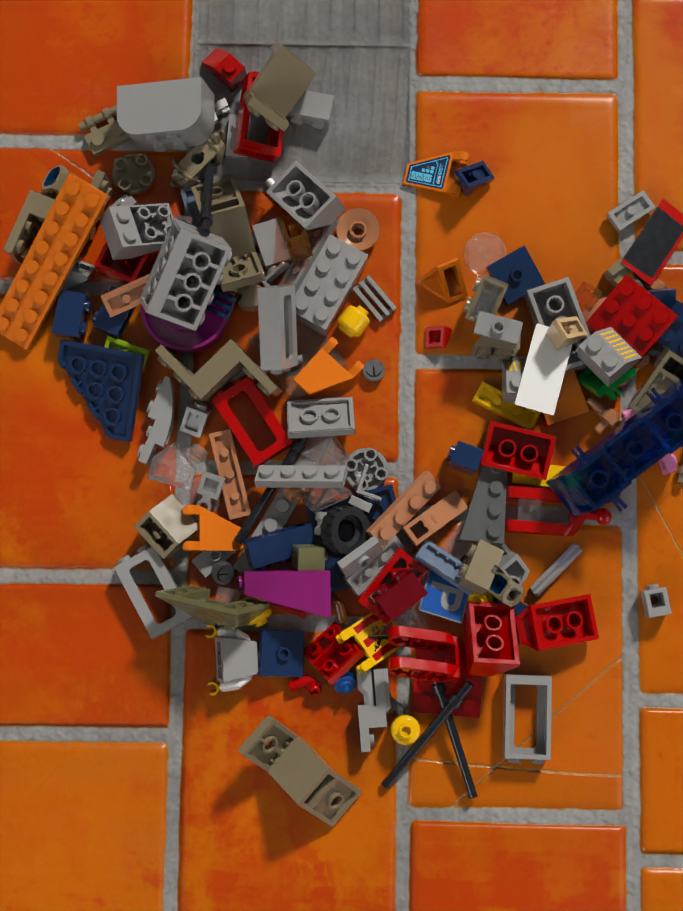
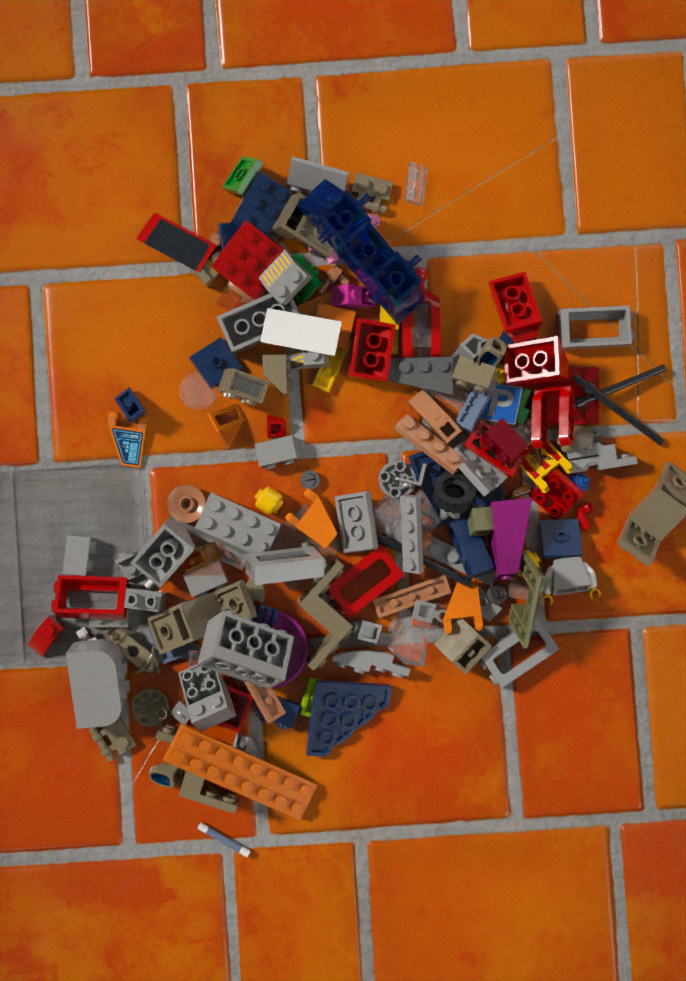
camera: 90 degrees left, 5 degrees up
(71, 315) = (283, 748): dark blue brick -> none
(206, 217) = (196, 636): black bar -> none
(253, 174) = (145, 600): none -> light grey hips
(274, 272) = (231, 574): light grey bracket -> none
(278, 87) = (67, 583): dark tan bracket -> none
(287, 160) = (125, 565): none -> light grey bracket
(360, 504) = (430, 481): light grey tile -> none
(362, 284) = (234, 485): light grey tile -> none
(396, 688) = (582, 439): none -> dark tan dish
(405, 729) = (615, 428): yellow head -> none
(409, 334) = (276, 451): none -> light grey brick
(438, 623) = (525, 407): none -> dark green slope
(464, 457) = (382, 395): dark blue brick -> none
(498, 328) = (269, 374): light grey plate -> none
(552, 424) = (338, 314): none -> orange tile
(555, 569) = (468, 311): light grey axle -> none
(566, 331) = (267, 315): tan slope -> none
(581, 432) = (351, 296): none -> dark pink slope
(630, 211) = (150, 266): light grey plate -> none
(662, 605) = (494, 221): light grey brick -> none

